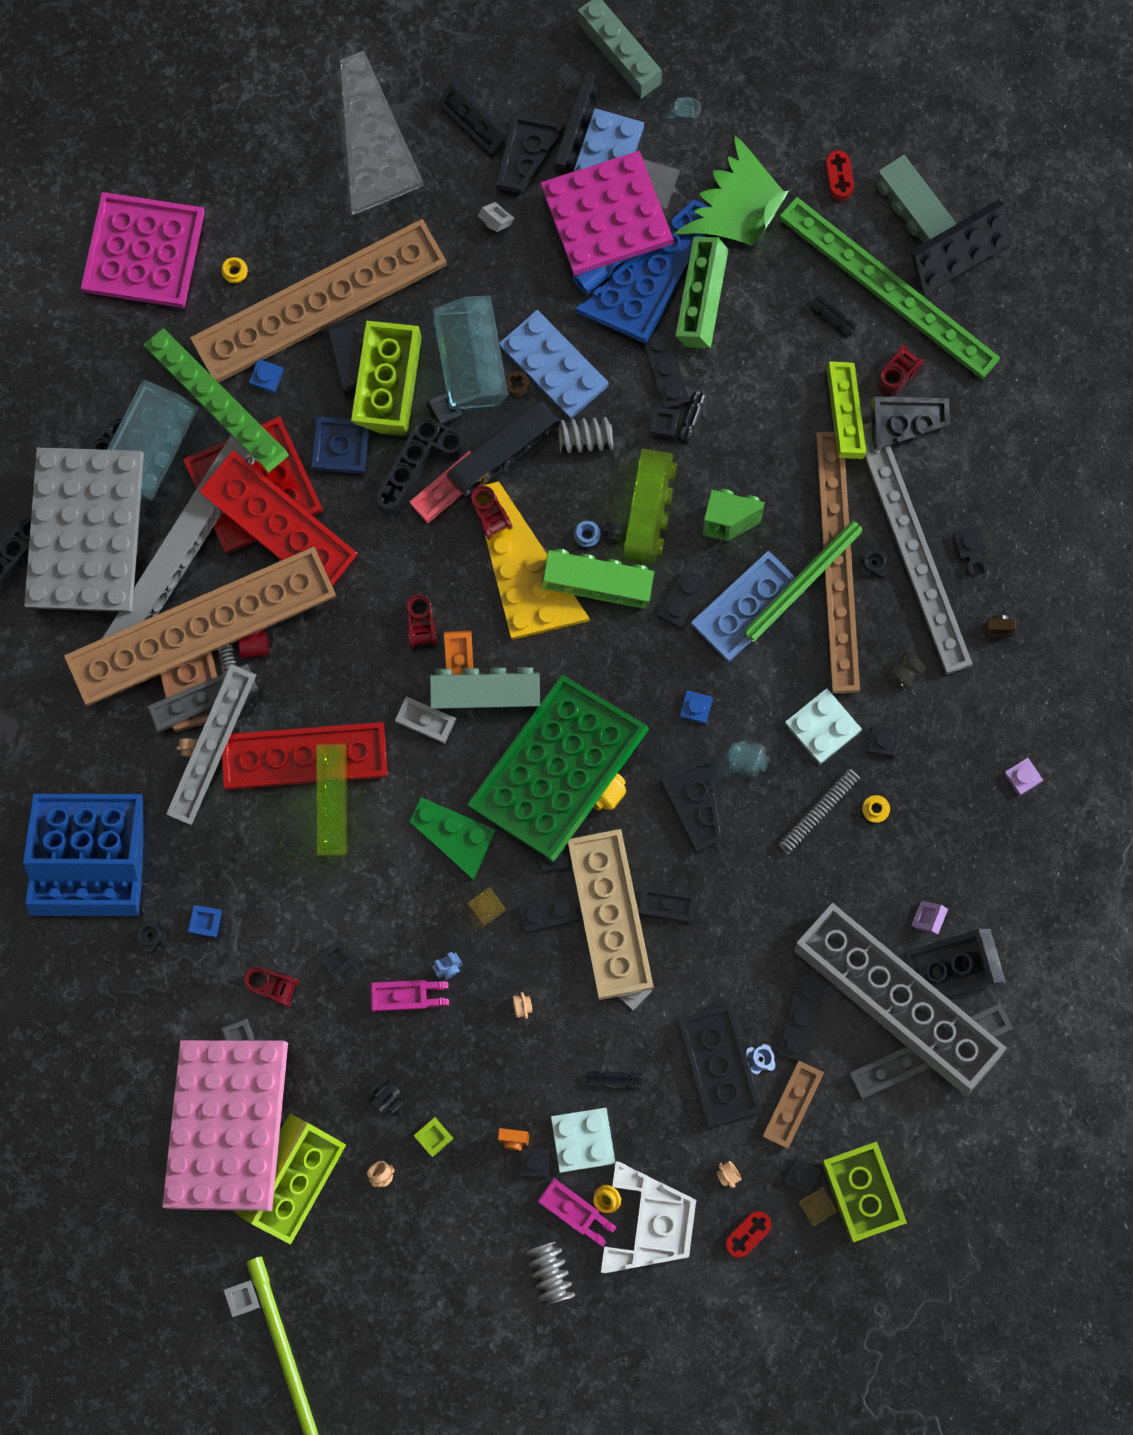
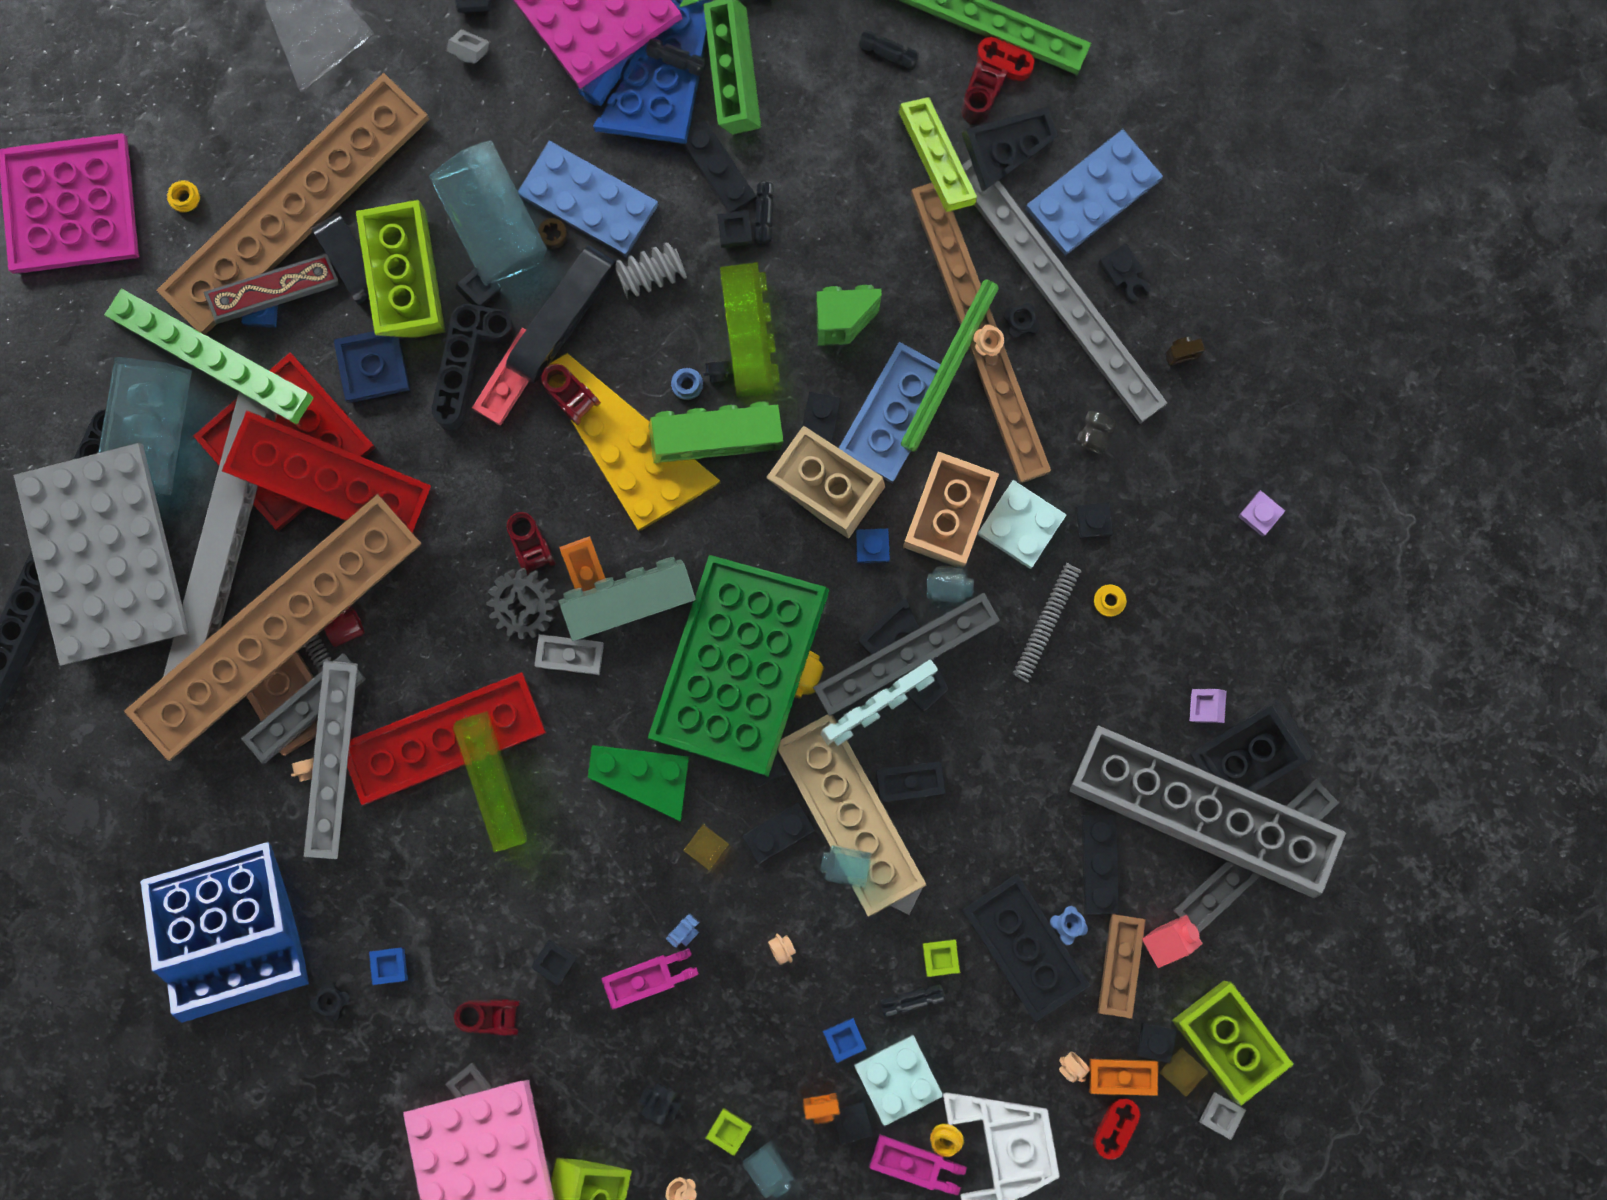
camera: 25 degrees left, 5 degrees up
(281, 362) = (271, 288): none -> tile
(406, 658) = (531, 594): none -> dark grey gear
(456, 1178) = (769, 1171): none -> clear light blue brick
(549, 1093) = (844, 1040): none -> blue plate
(594, 952) = (846, 866): none -> clear light blue brick
(638, 835) = (868, 713): none -> light aqua wing
(648, 1052) = (941, 958): none -> lime plate
(658, 272) = (675, 56): none -> black axle
(674, 644) = (827, 481): none -> tan slope
(695, 800) = (906, 654): none -> dark grey plate
(766, 1194) = (1123, 1077): none -> orange plate
(767, 696) = (950, 510): none -> light nougat brick
(838, 1251) = (1222, 1115): none -> light grey plate
(840, 1096) = (1172, 941): none -> coral brick
(847, 570) = (995, 336): none -> light nougat plate
(931, 346) = (1006, 57): none -> red beam
(966, 478) = (1093, 192): none -> medium blue plate

